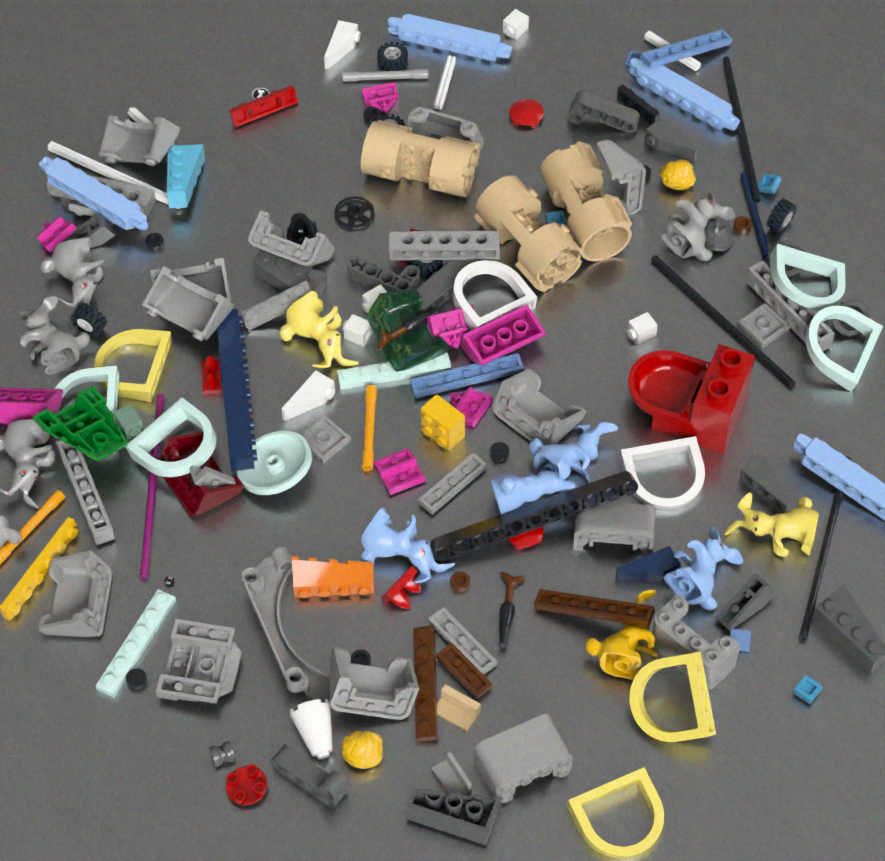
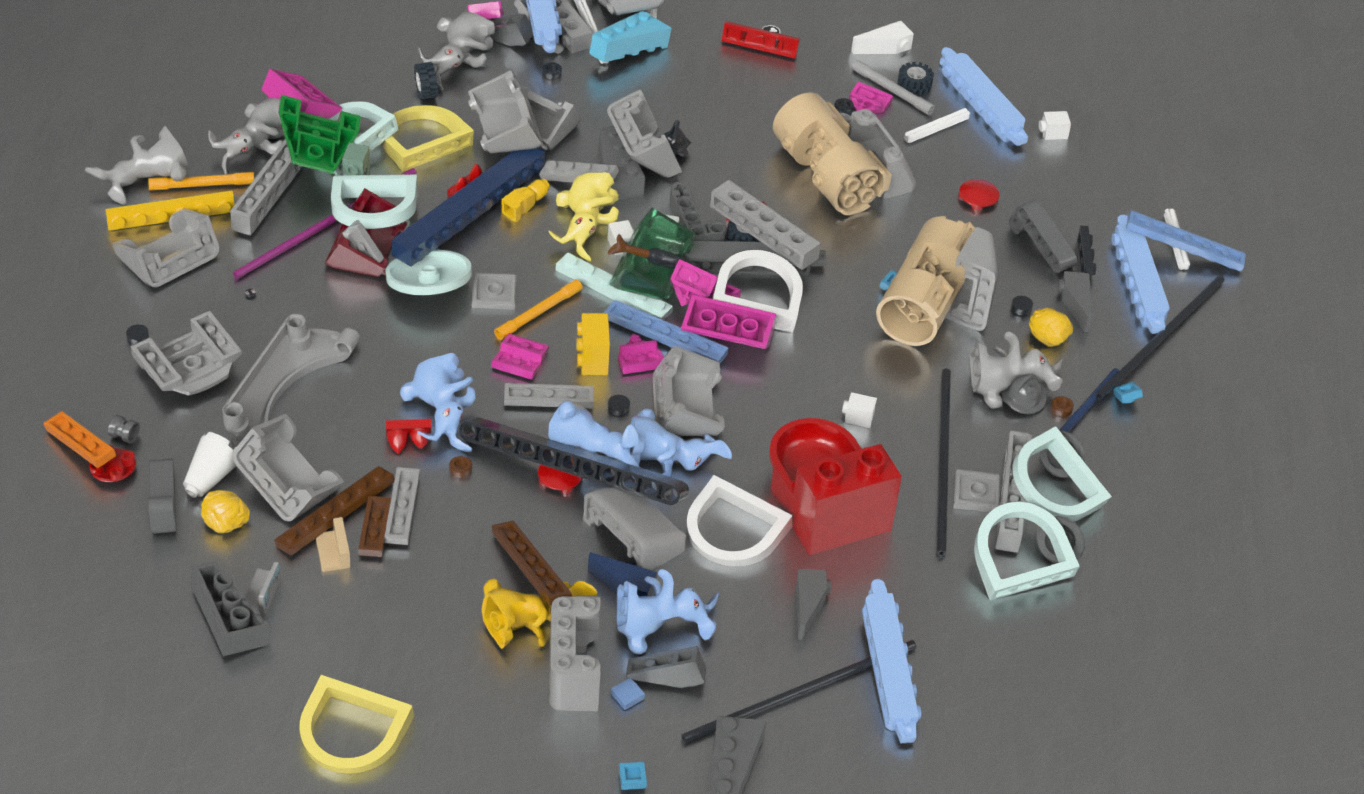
camera: 40 degrees right, 10 degrees down
(60, 347) = (380, 81): light grey animal -> none
(135, 643) = (170, 311): light aqua plate -> none
(206, 788) = (79, 439): none -> orange plate
(261, 355) = (523, 199): none -> yellow piece
(309, 396) = (519, 252): white slope -> none
(331, 577) = (363, 380): orange wedge -> none
(353, 212) = (735, 161): black wheel -> none
(361, 657) = (312, 454): black tile -> none
(507, 609) = (469, 513): black piece -> none
(521, 756) = (331, 612): light grey windscreen -> none
(546, 251) = (847, 279): tan cylinder -> none
(699, 692) = (517, 687): light yellow window -> none
(781, 215) = (1102, 420): black wheel -> none
(794, 524) = (792, 648): light yellow animal -> none

